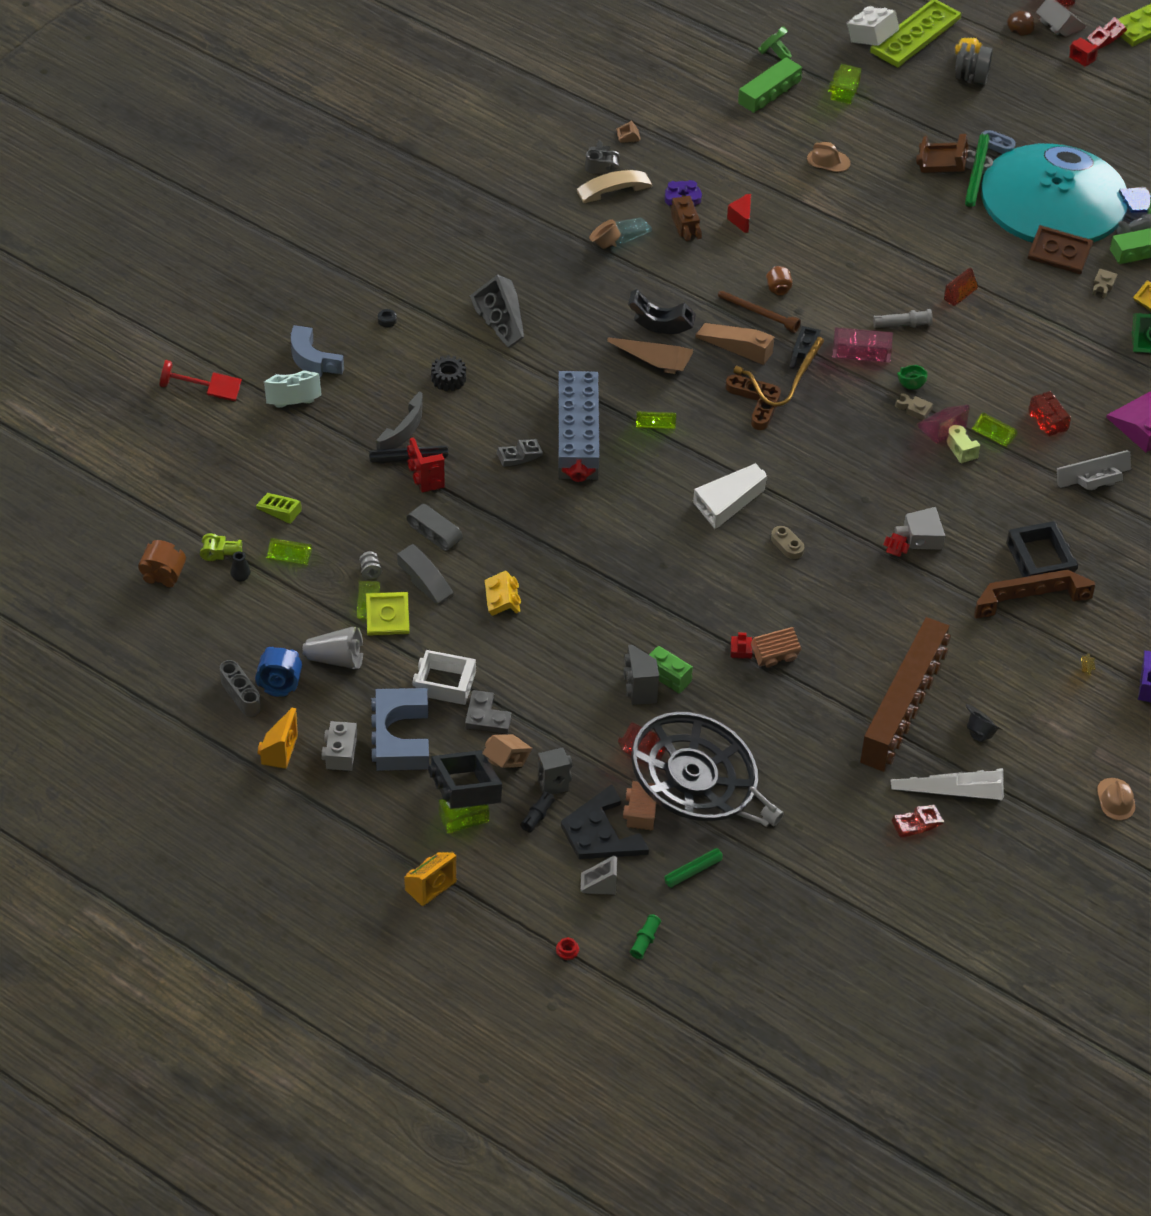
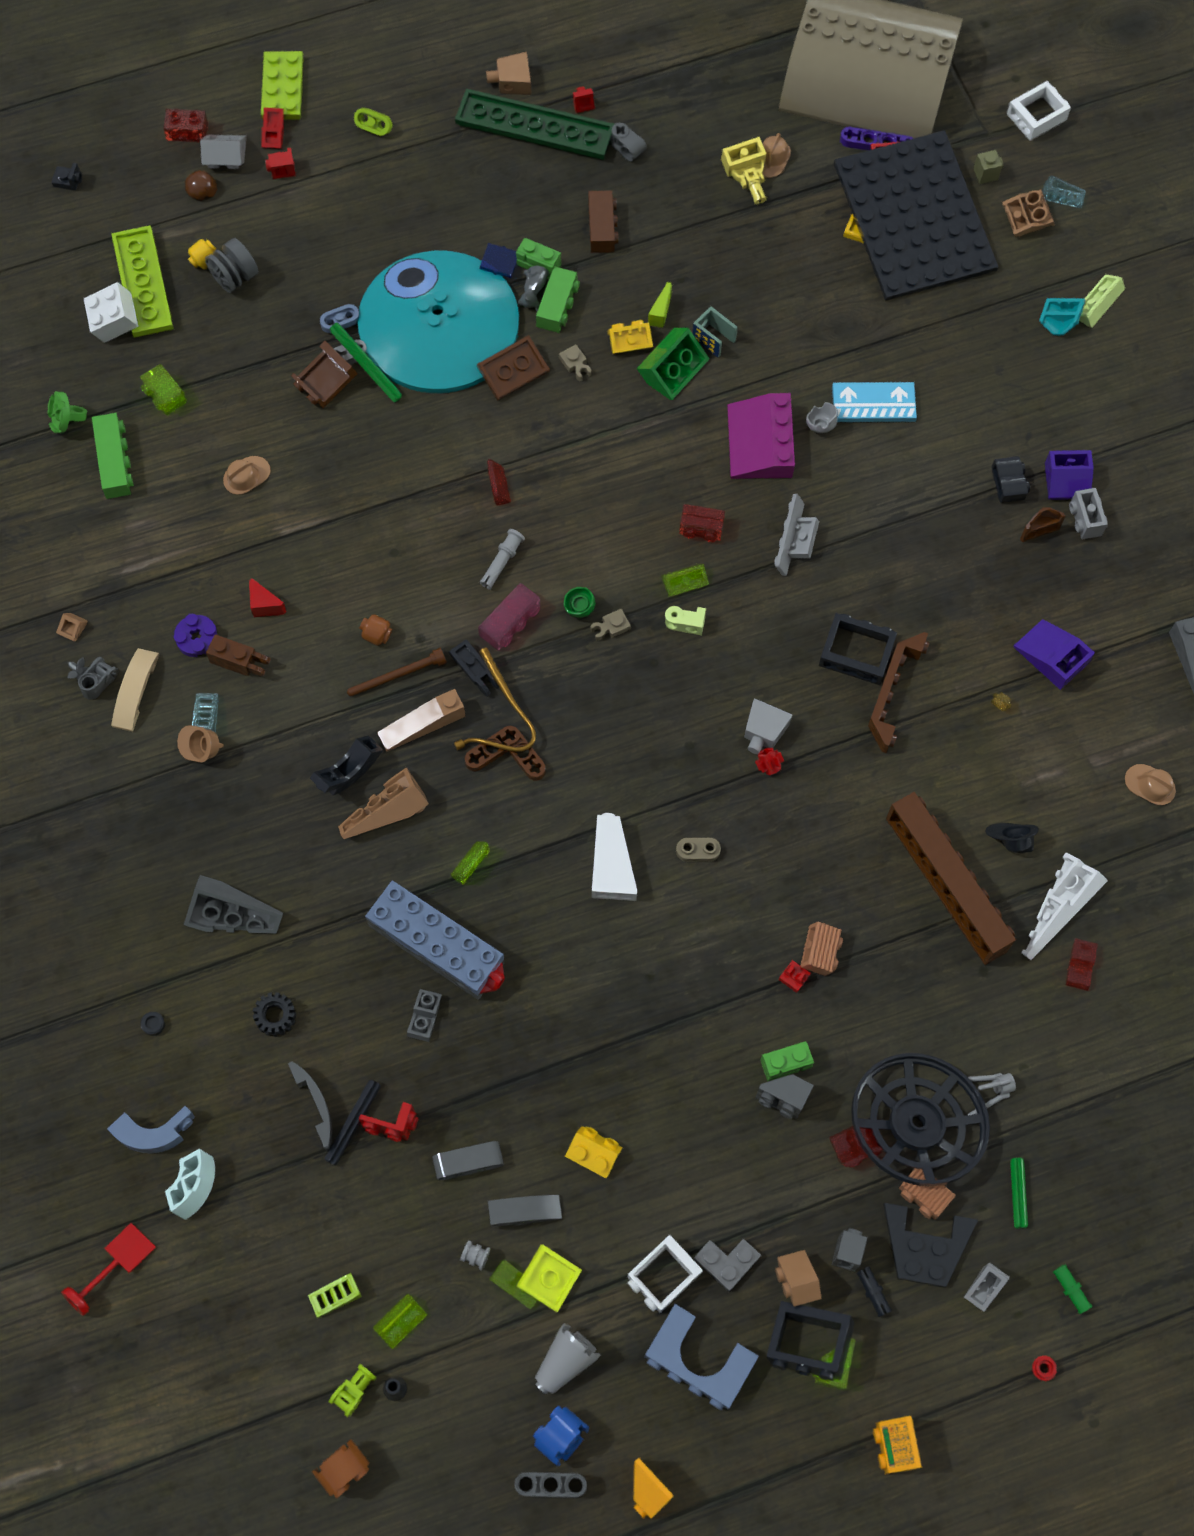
camera: 55 degrees left, 20 degrees up
(341, 745) = (691, 1428): light grey brick -> none
(938, 424) = (648, 615): clear pink slope -> none

